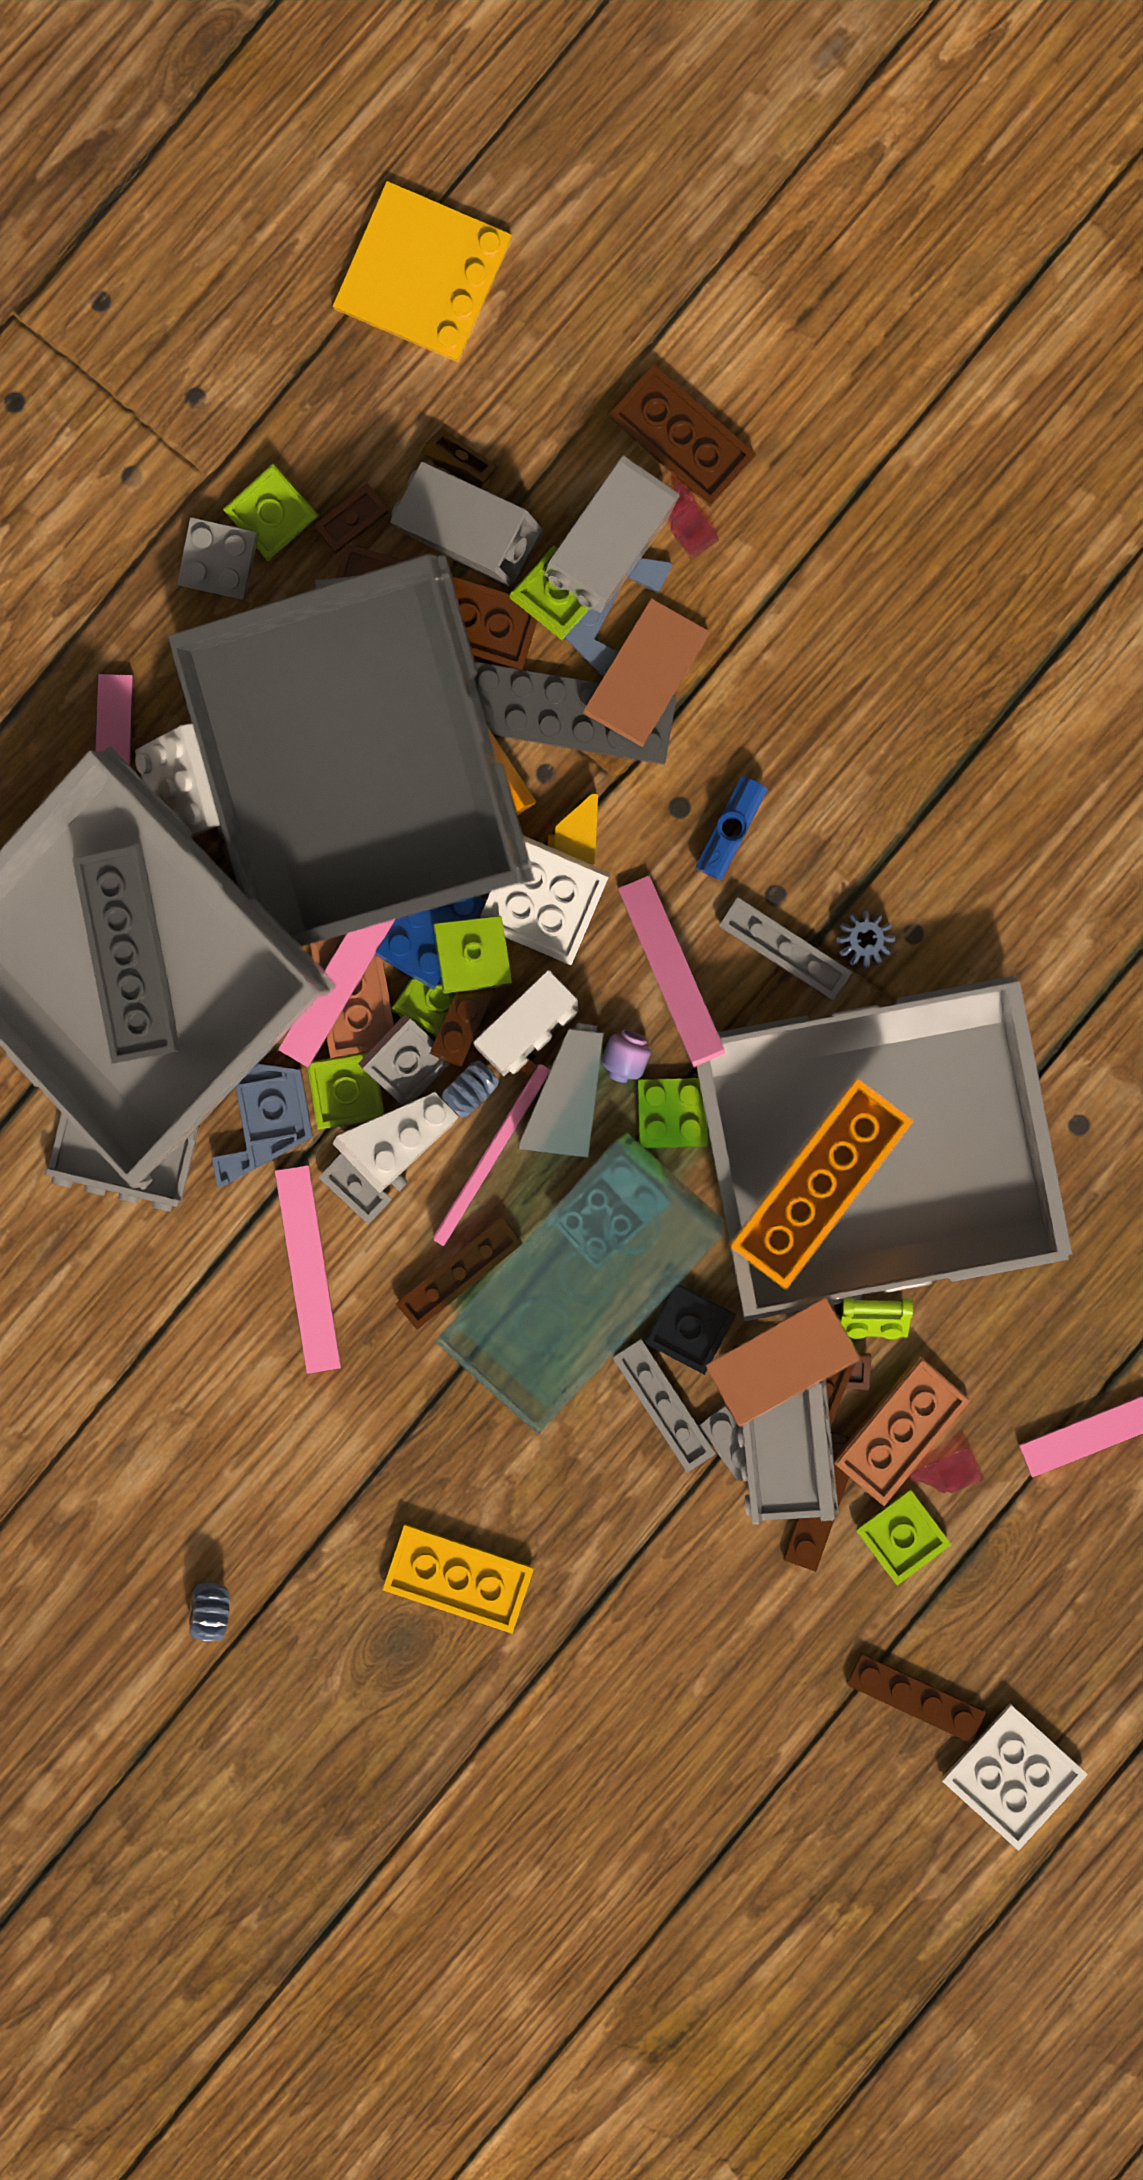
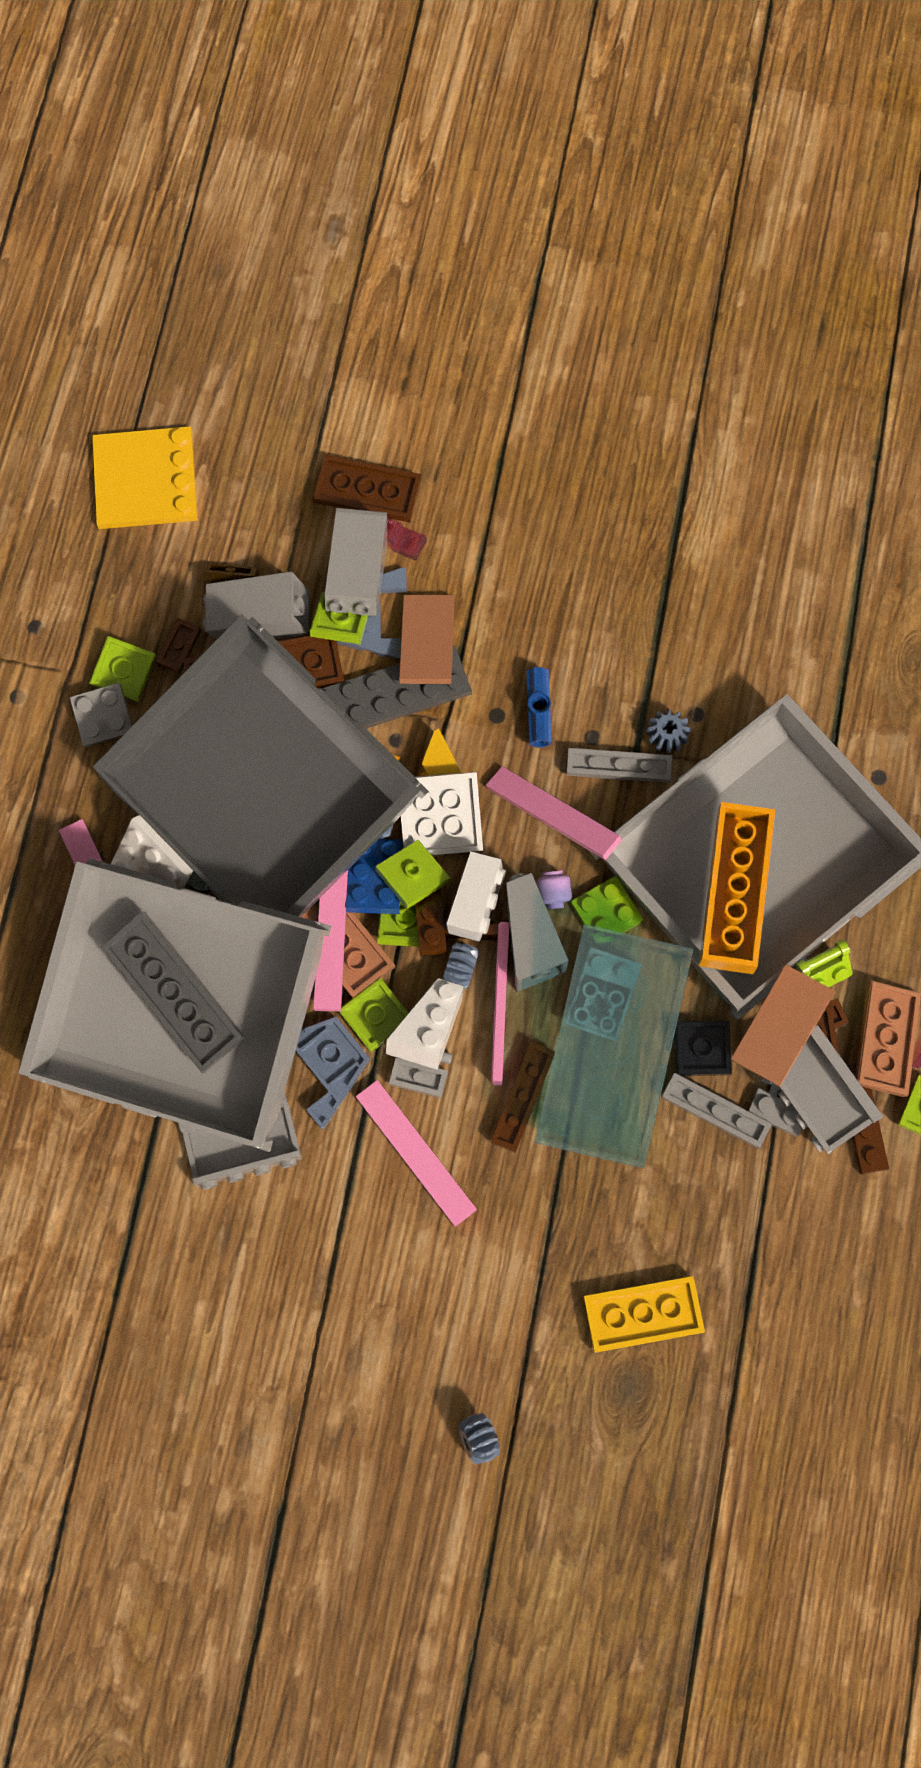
camera: 30 degrees left, 15 degrees down
(403, 1061) = (405, 971): light grey plate -> none

